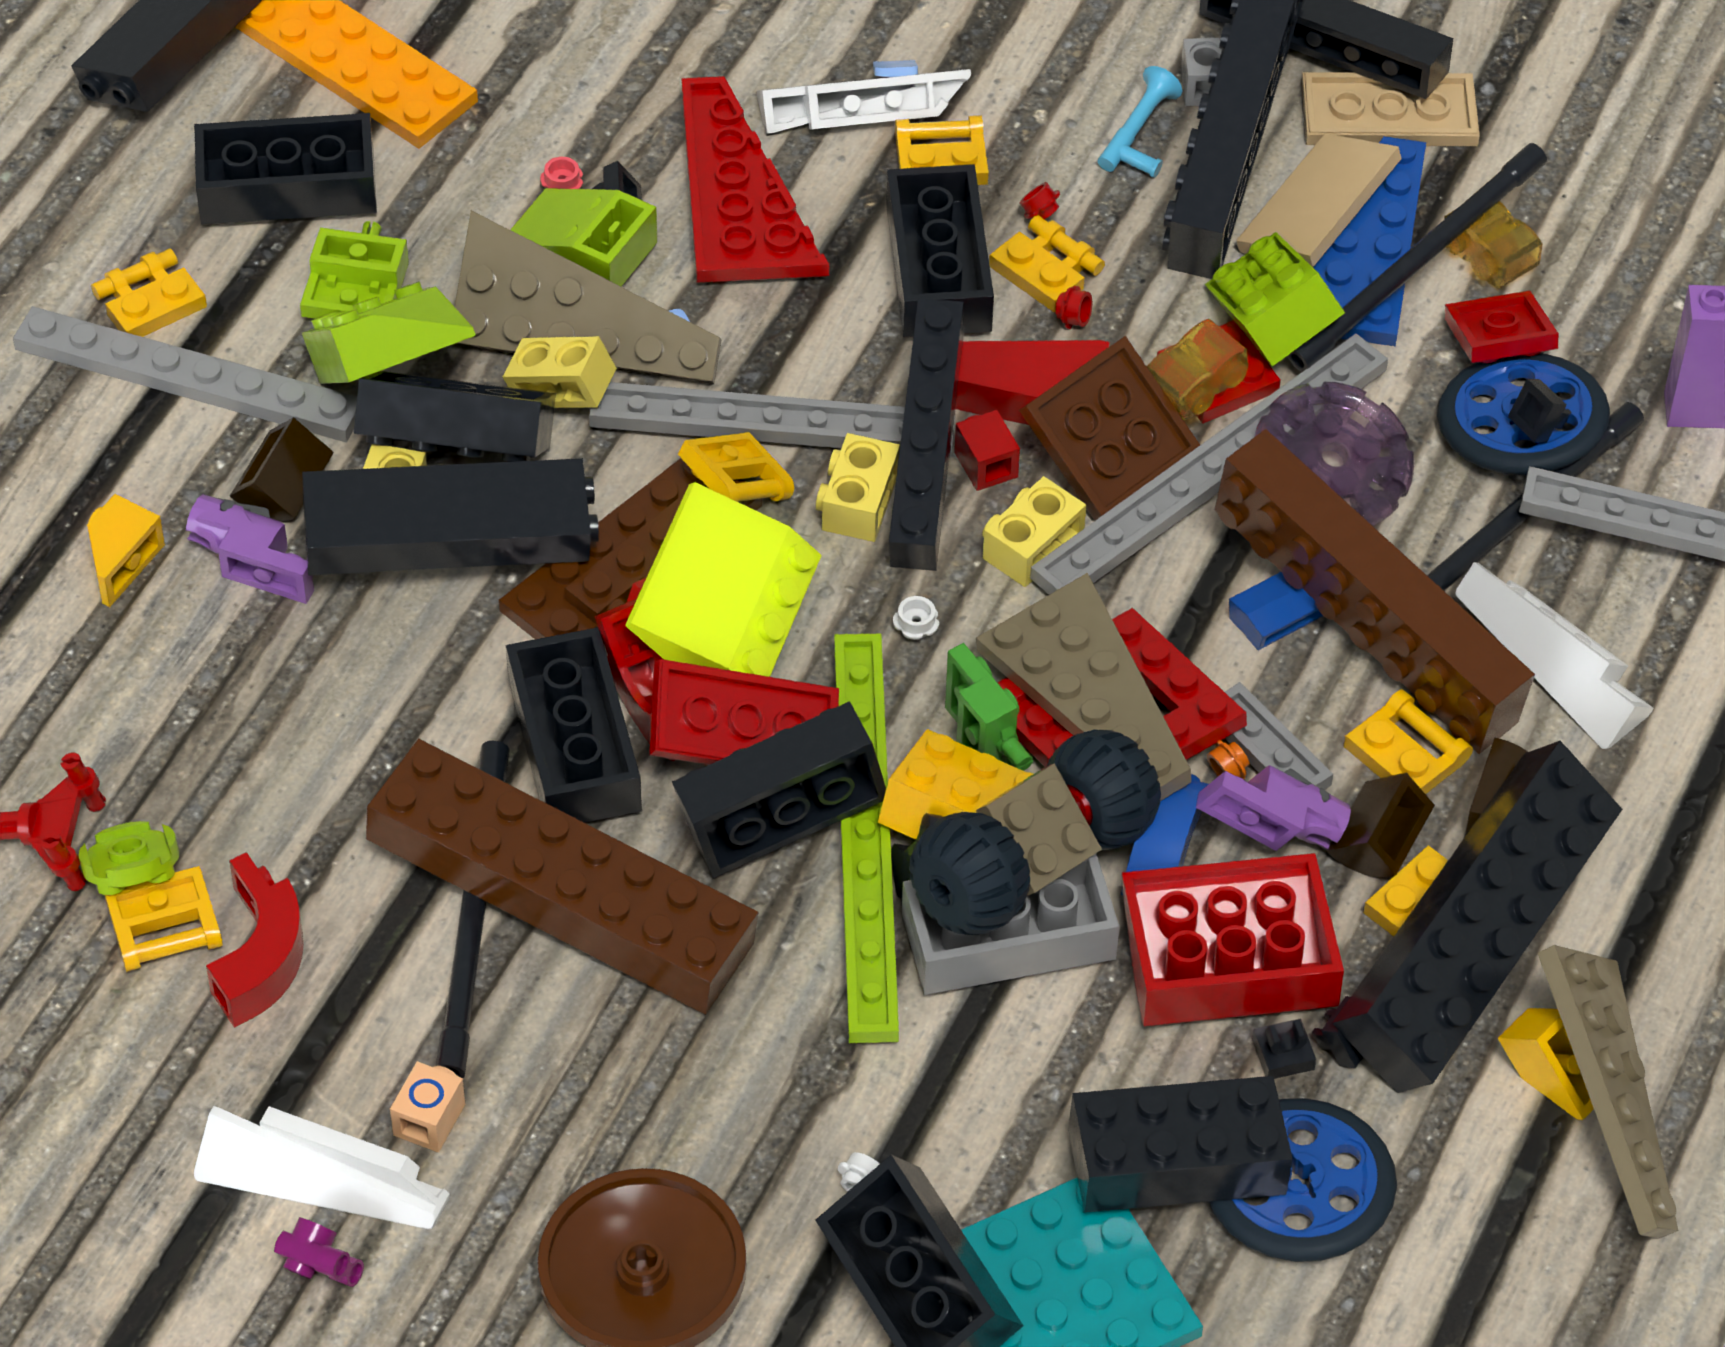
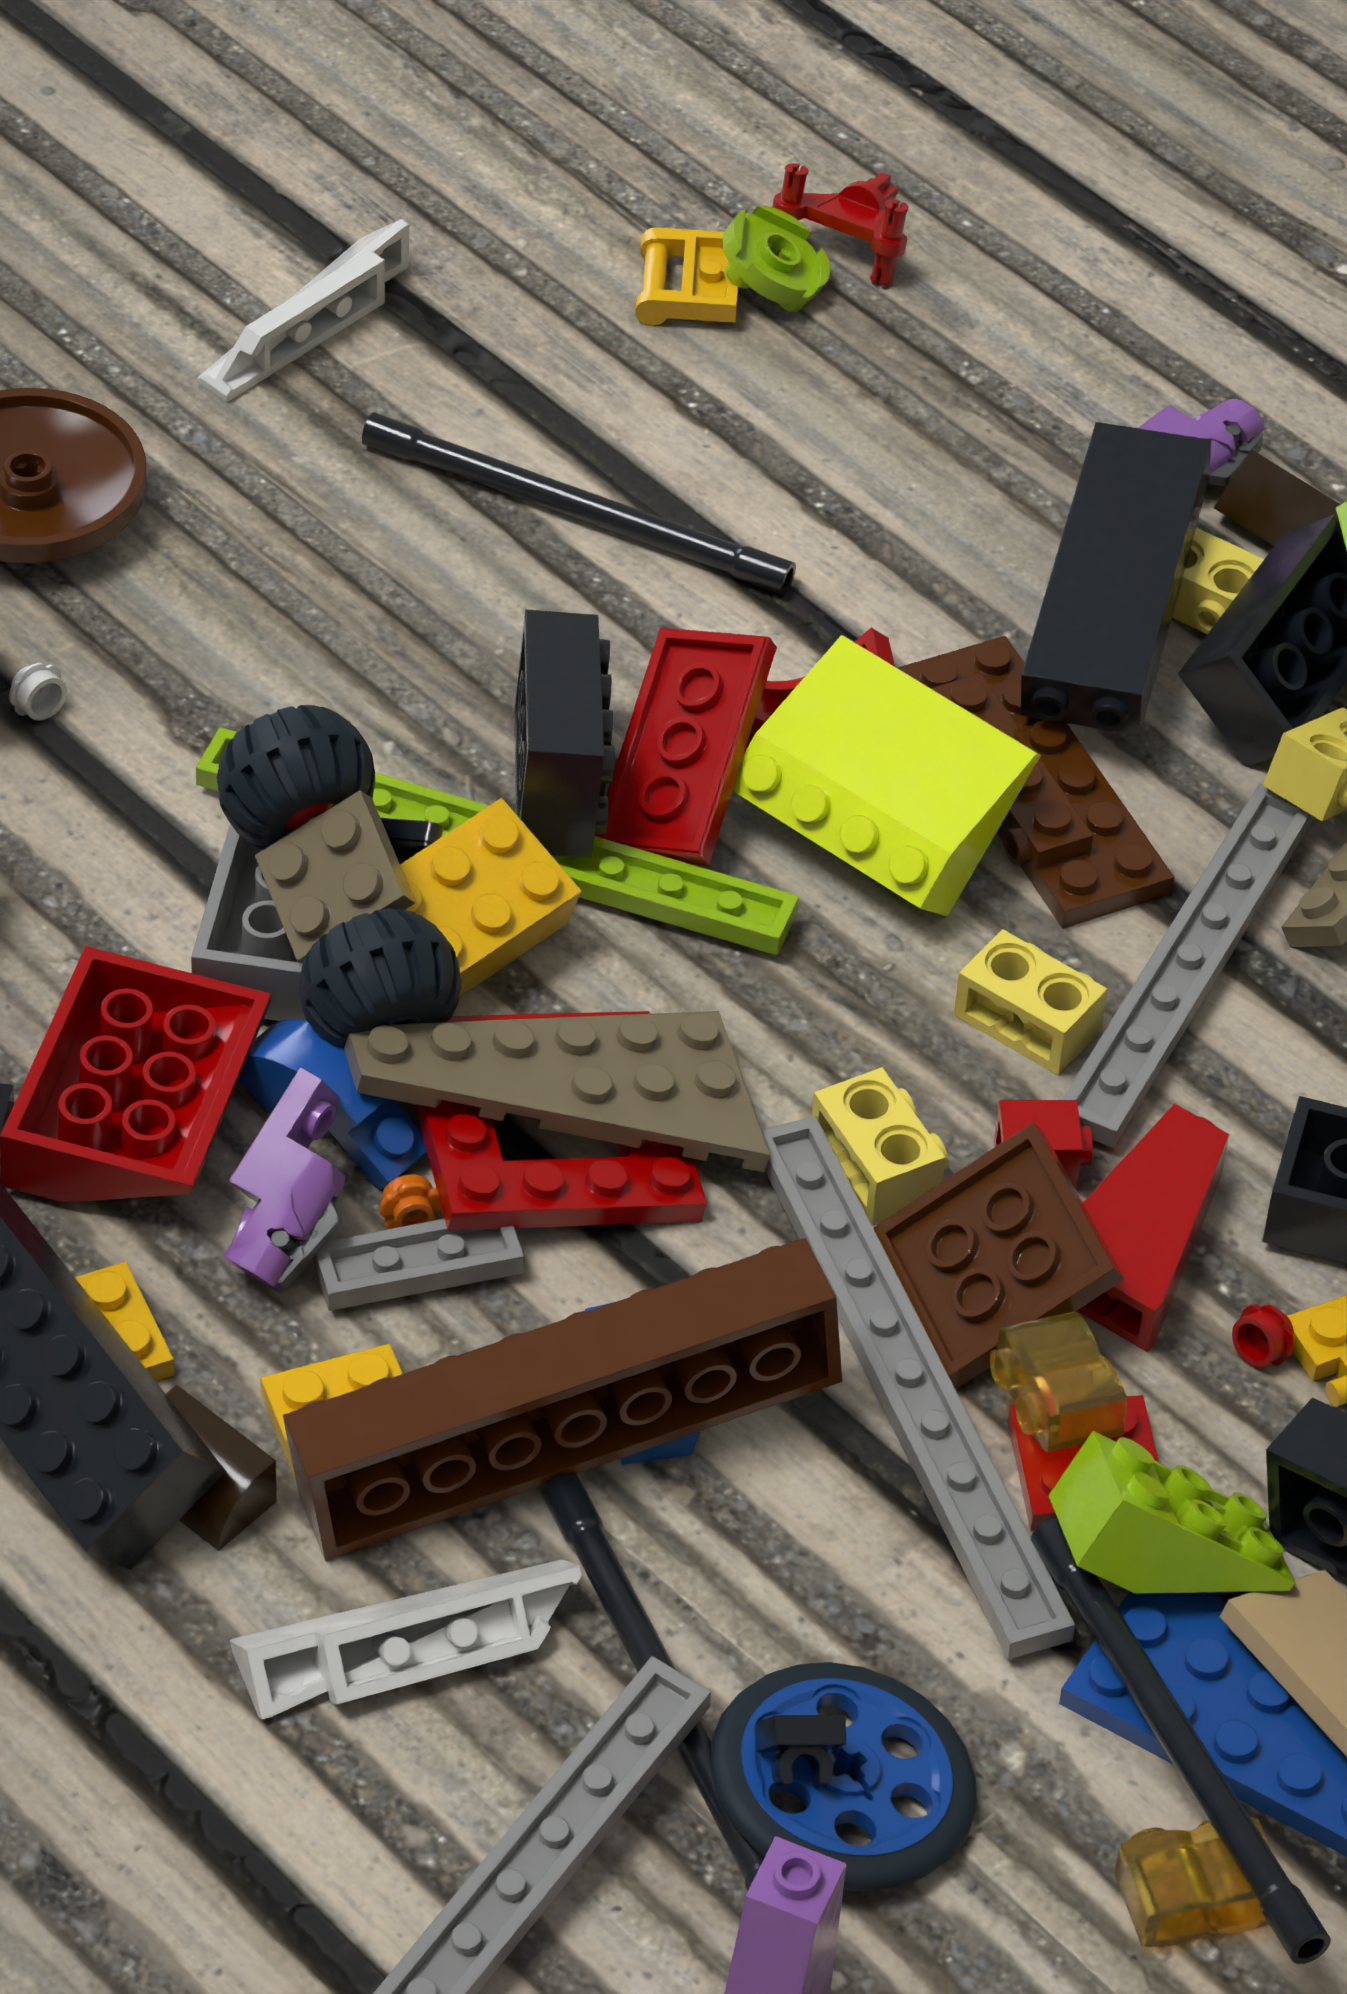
camera: 110 degrees right, 5 degrees down
(122, 544) = (1224, 353): yellow slope -> none
(266, 965) = (615, 341): red arch -> none
(310, 1250) = (198, 273): magenta plate -> none
(428, 1106) = (330, 391): light nougat brick -> none
(561, 876) = (552, 546): reddish brown brick -> none
(574, 725) = (787, 598): black brick -> none
(733, 457) = (1118, 872): yellow plate -> none
(917, 609) = (797, 993): white plate -> none
(926, 435) = (1064, 1052): black brick -> none
(983, 709) = (590, 960): bright green plate -> none
(1355, 444) = (850, 1469): clear purple plate -> none
(1382, 826) = (226, 1321): dark brown brick -> none
(1501, 327) = (1014, 1808): red plate -> none

